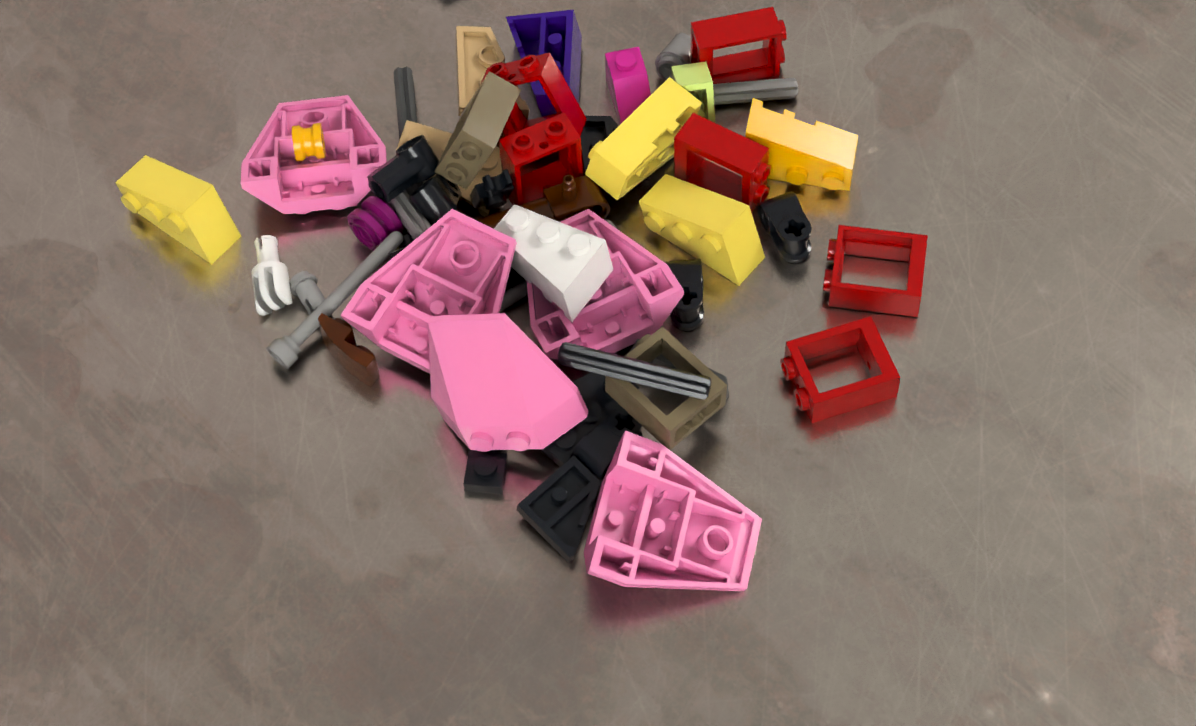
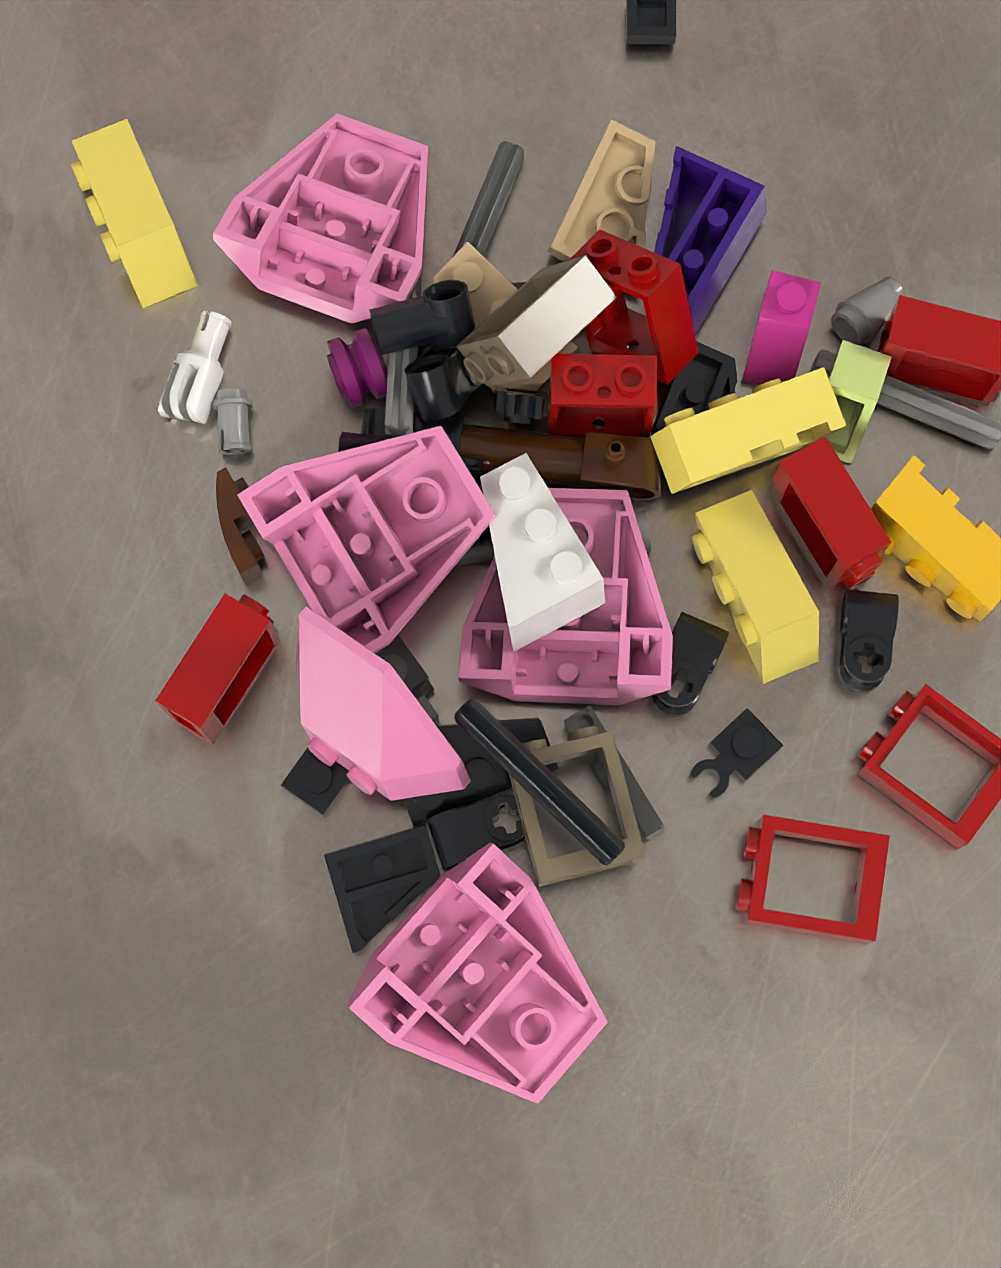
camera: 25 degrees right, 20 degrees up
(287, 348) = (166, 485): light grey piece -> none
(308, 142) = (331, 208): yellow wheel -> none
(384, 427) = (219, 666): none -> red window
(747, 326) = (739, 749): none -> black plate

